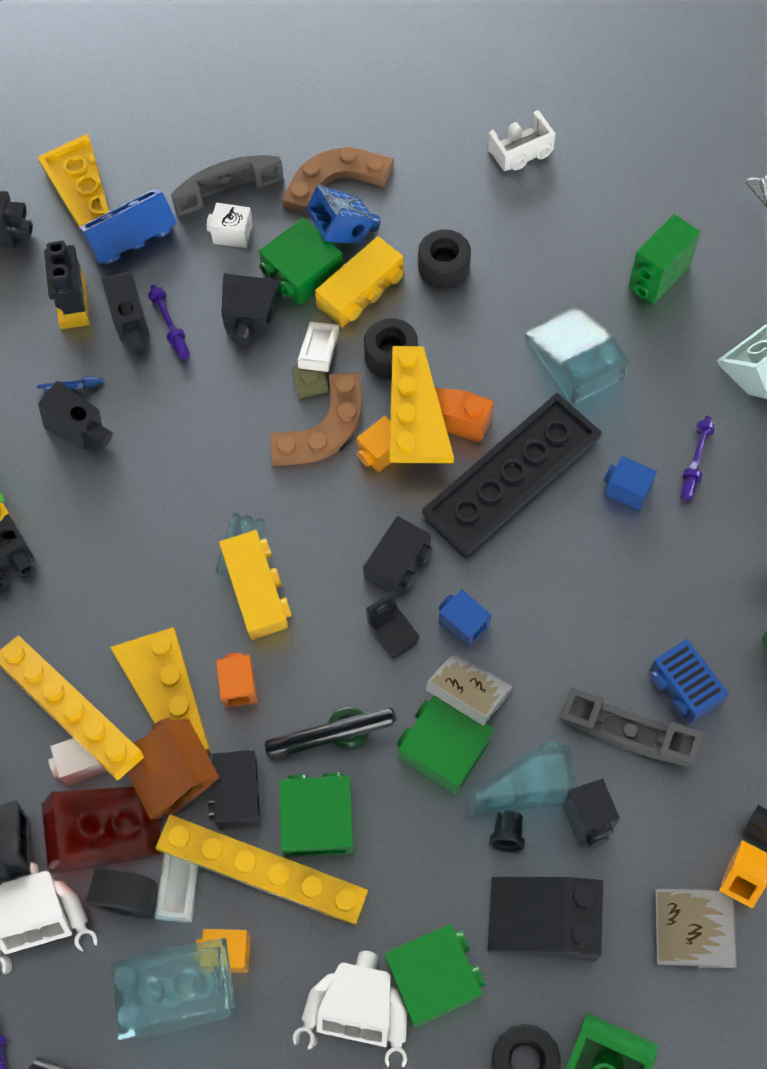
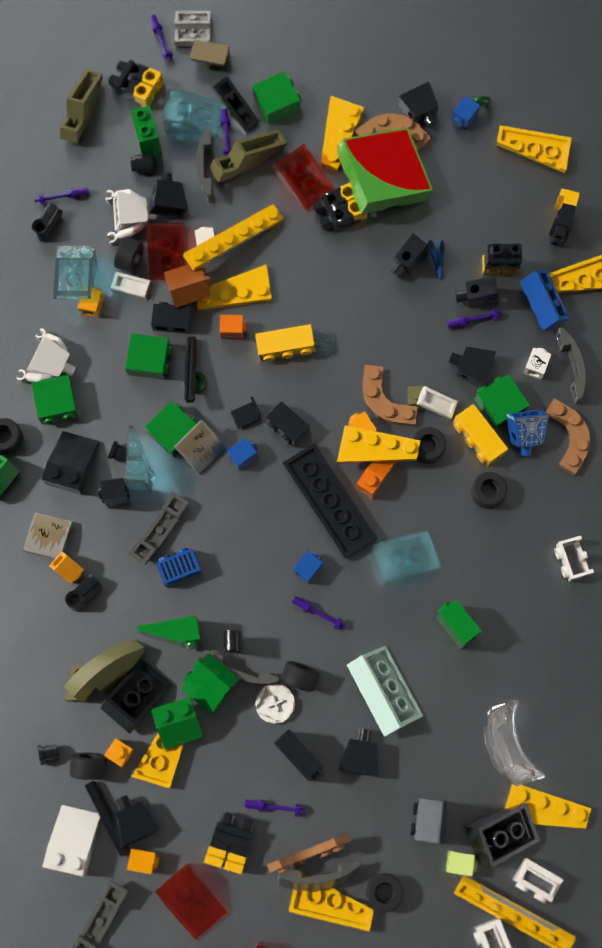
camera: 100 degrees right, 10 degrees up
(262, 870) = (126, 325): yellow plate -> none

